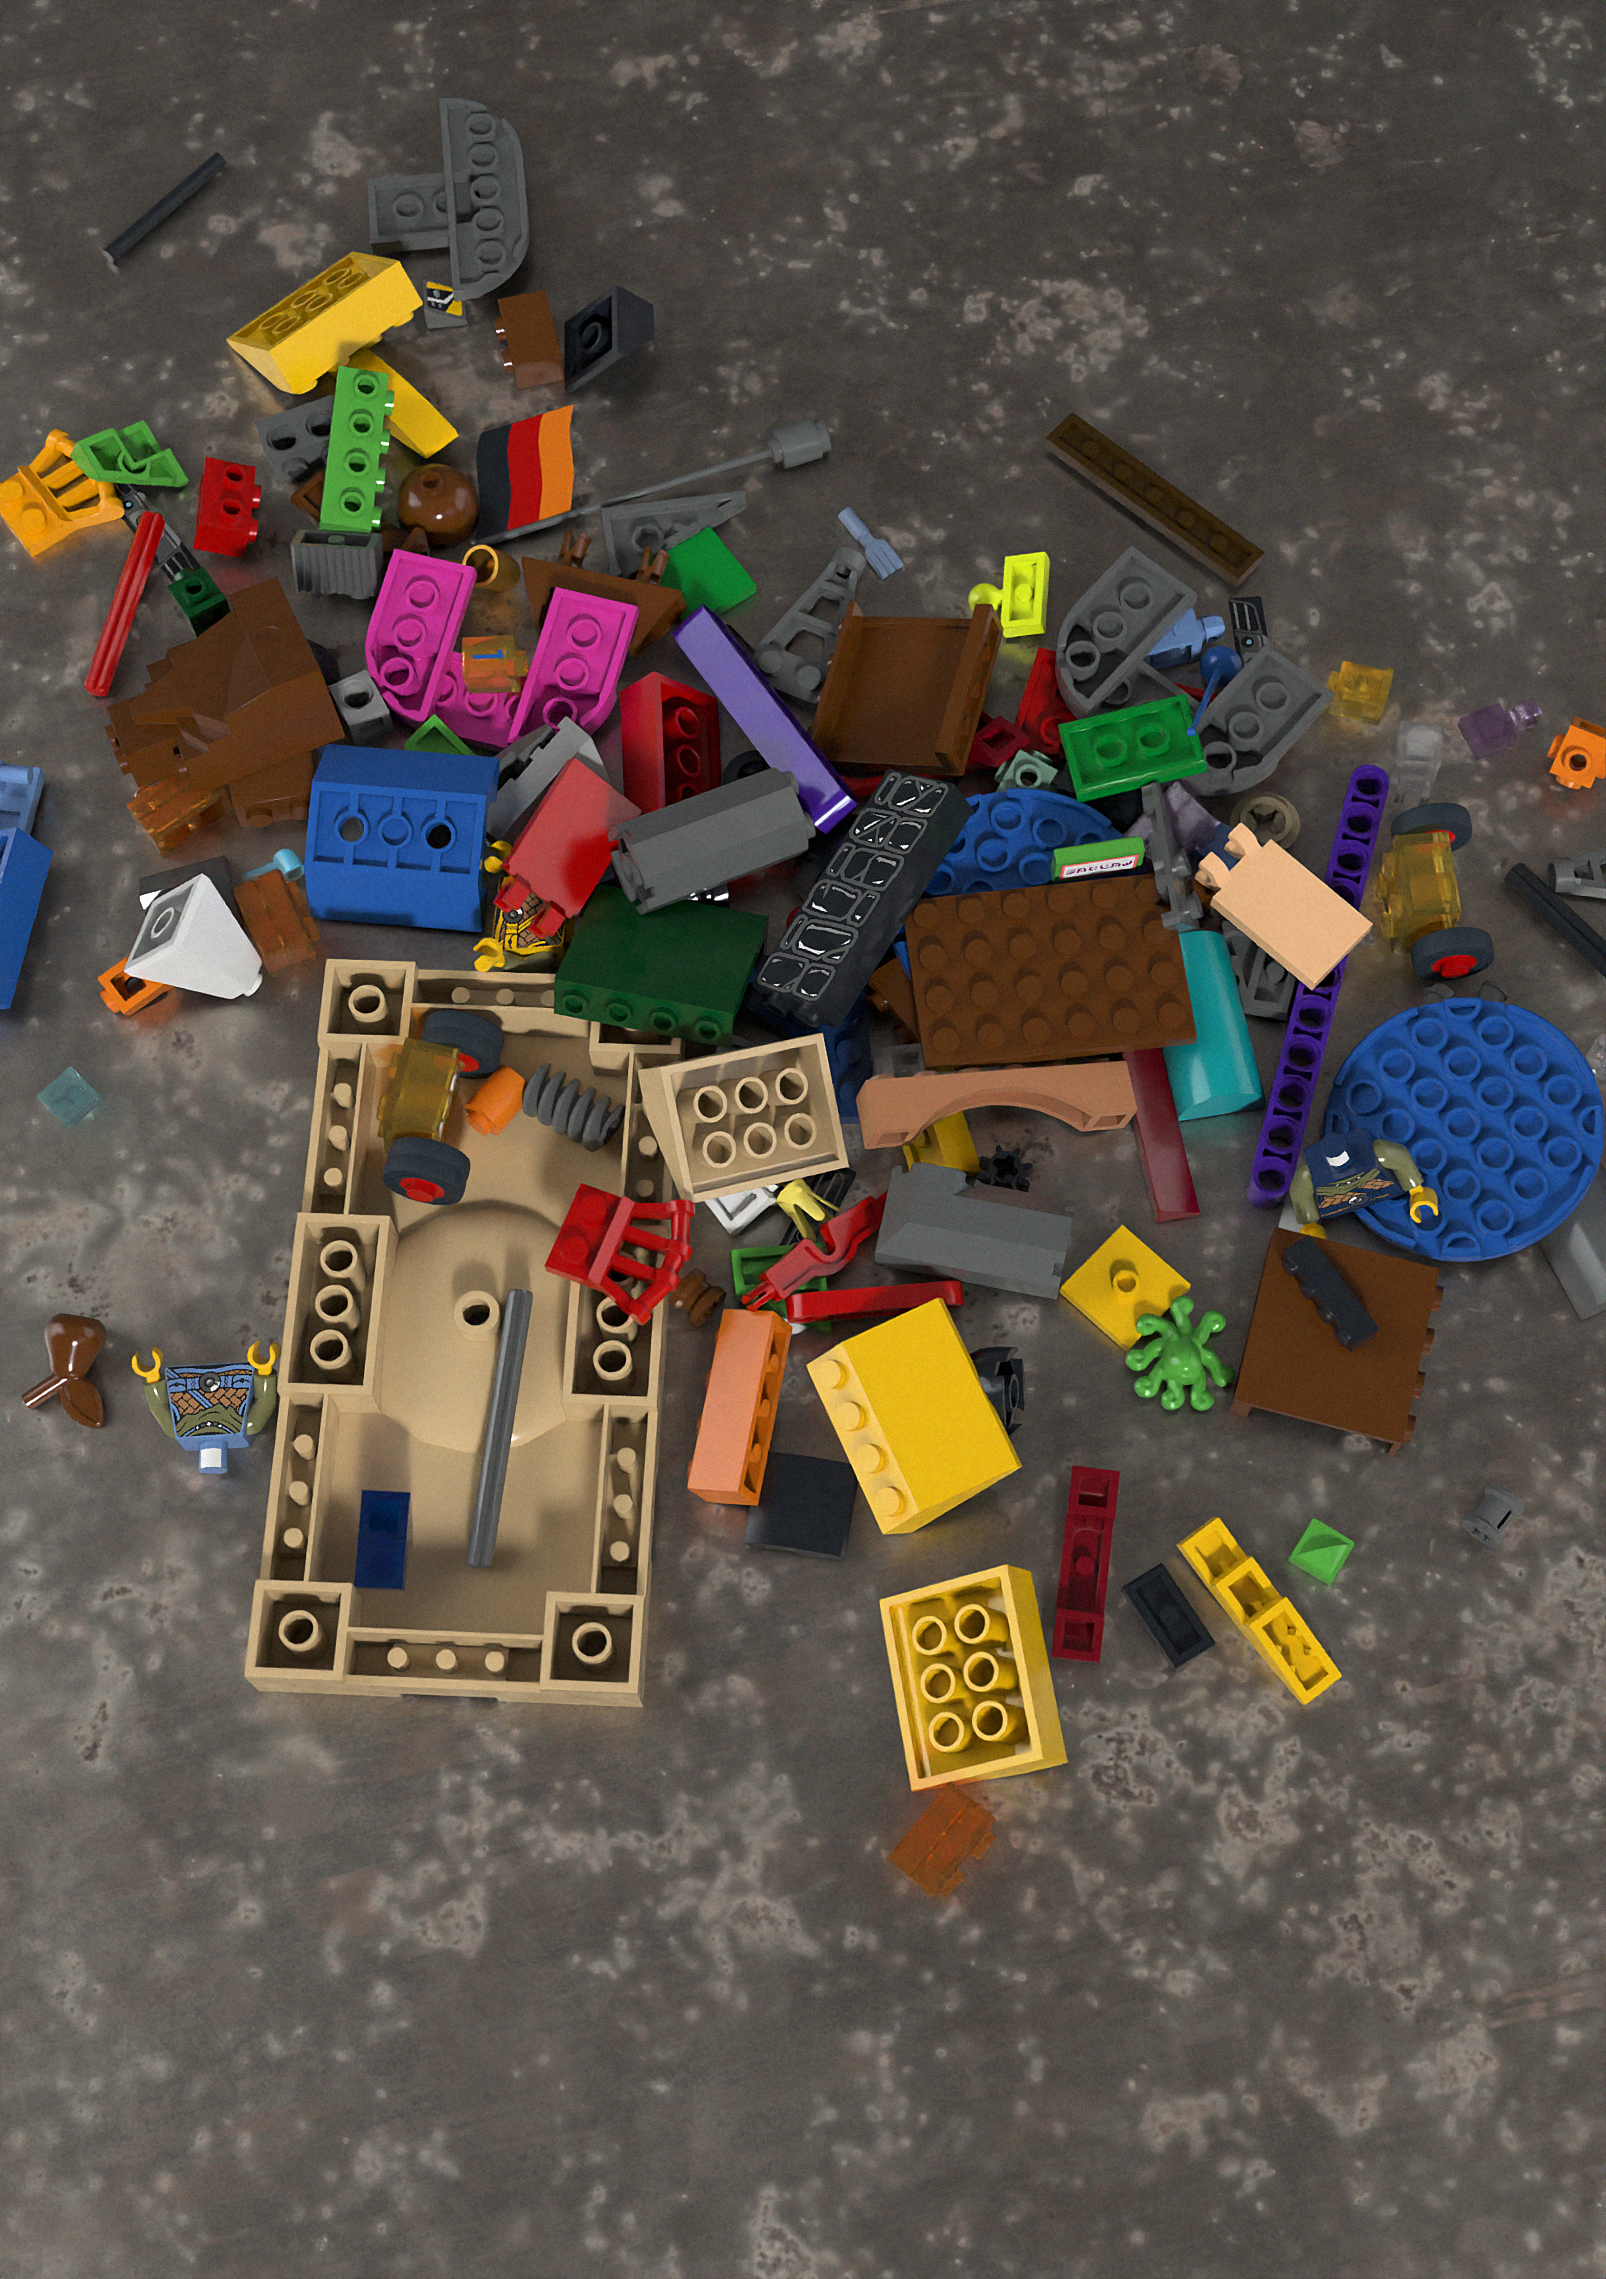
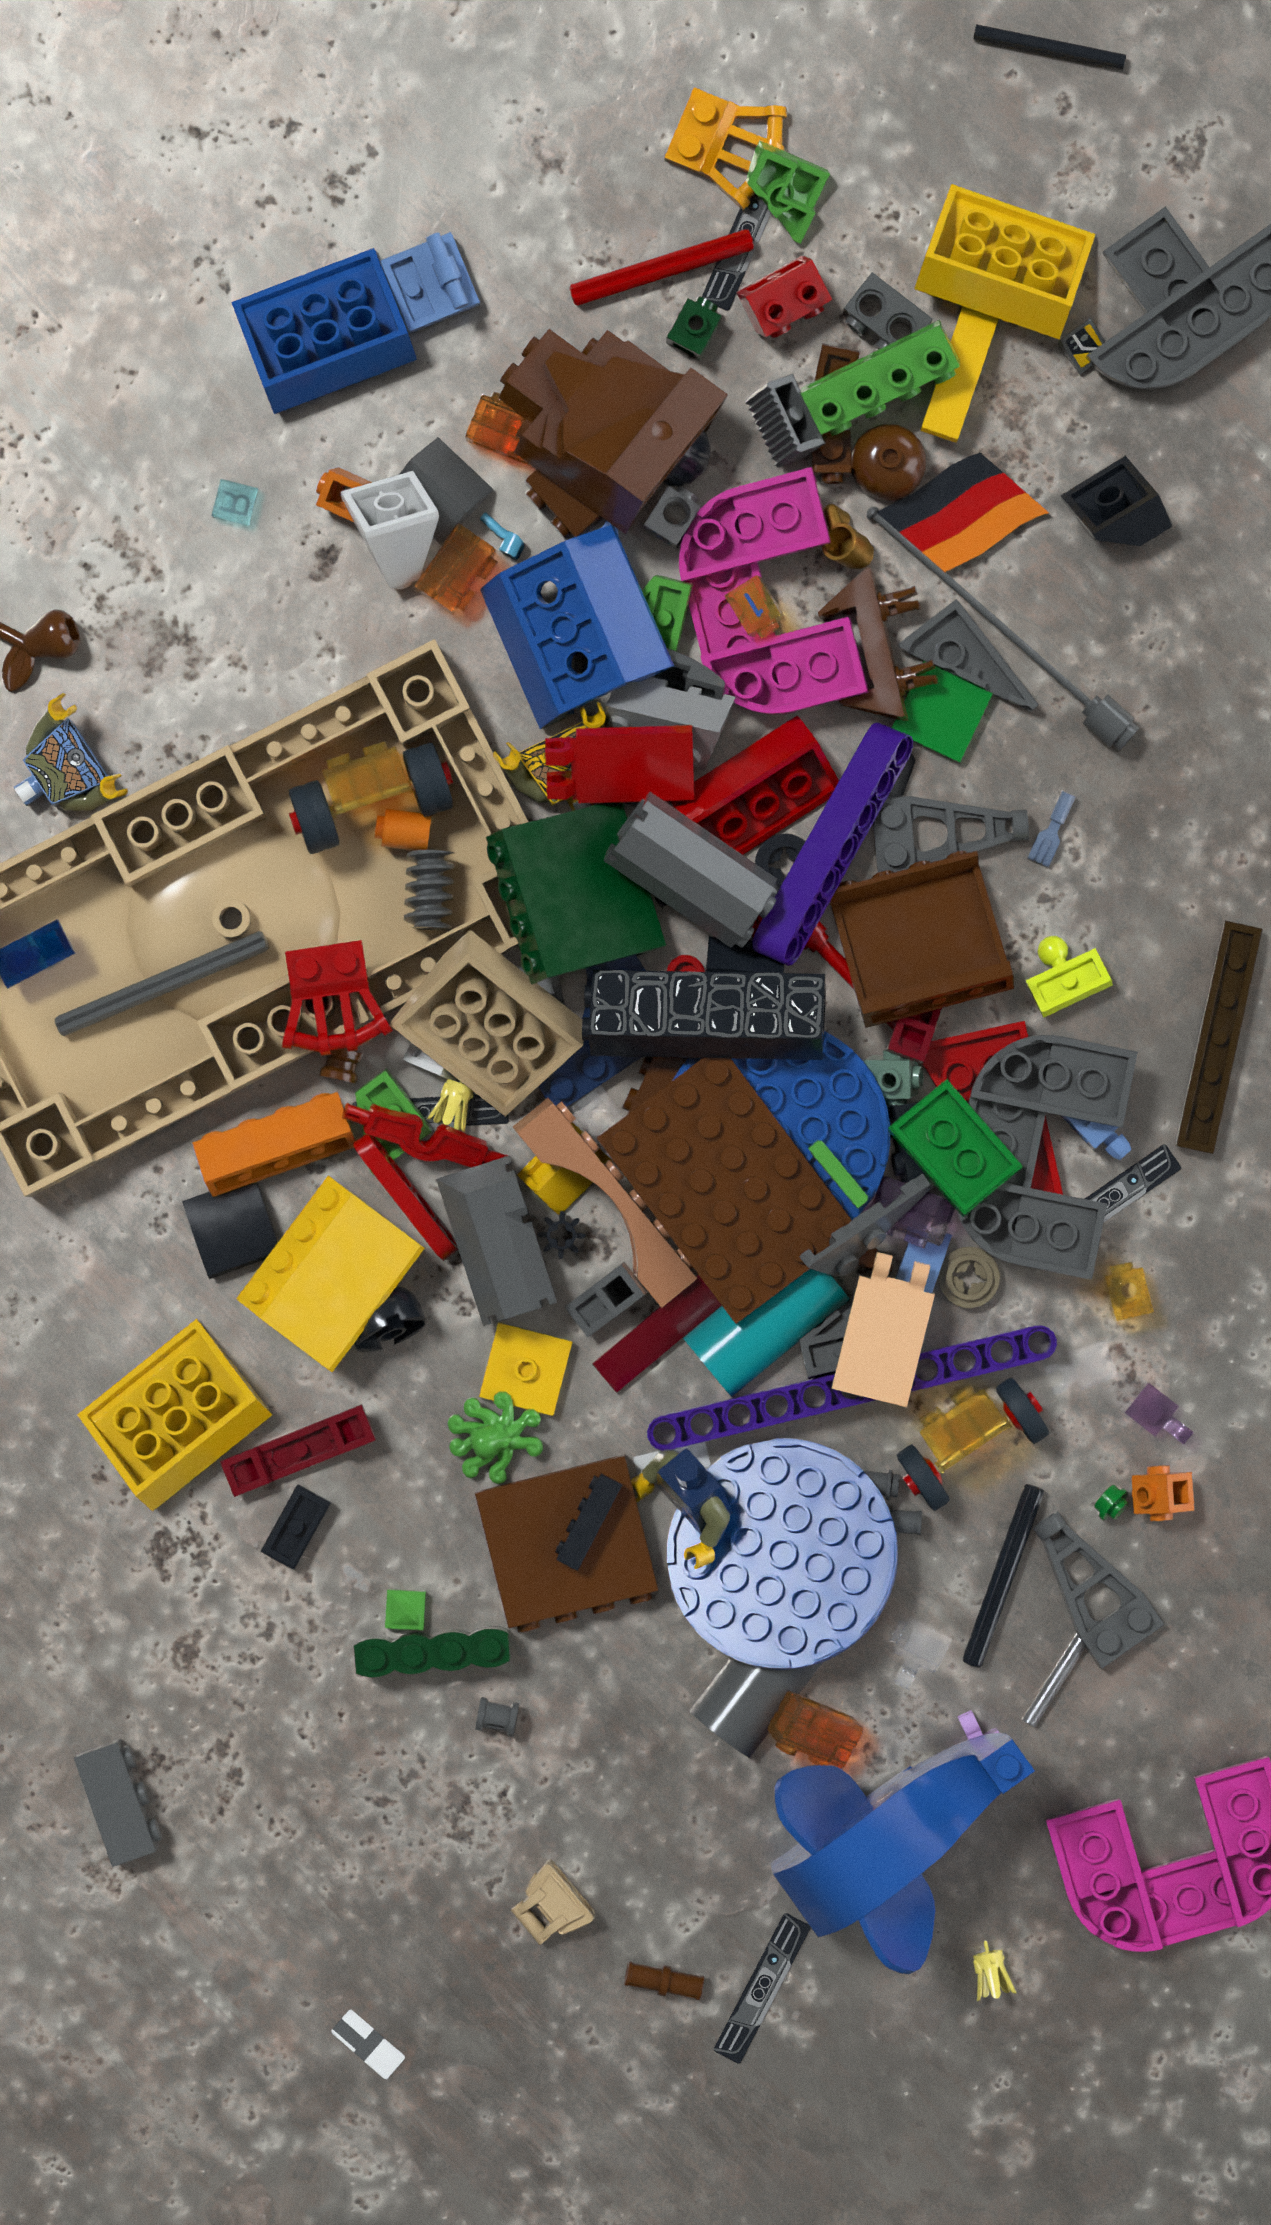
camera: 65 degrees right, 20 degrees up
(530, 339) = (1085, 442): reddish brown brick -> none
(942, 1843) = (50, 1455): clear orange brick -> none
(1095, 1158) = (606, 1299): none -> dark grey brick
(1217, 669) = (1086, 1172): blue sword -> none
(1259, 1610) = (336, 1586): yellow slope -> none
(1384, 1550) = (420, 1651): none -> dark green brick
(1385, 1993) = (118, 1802): none -> dark grey brick
(1566, 807) = (1112, 1503): none -> green plate

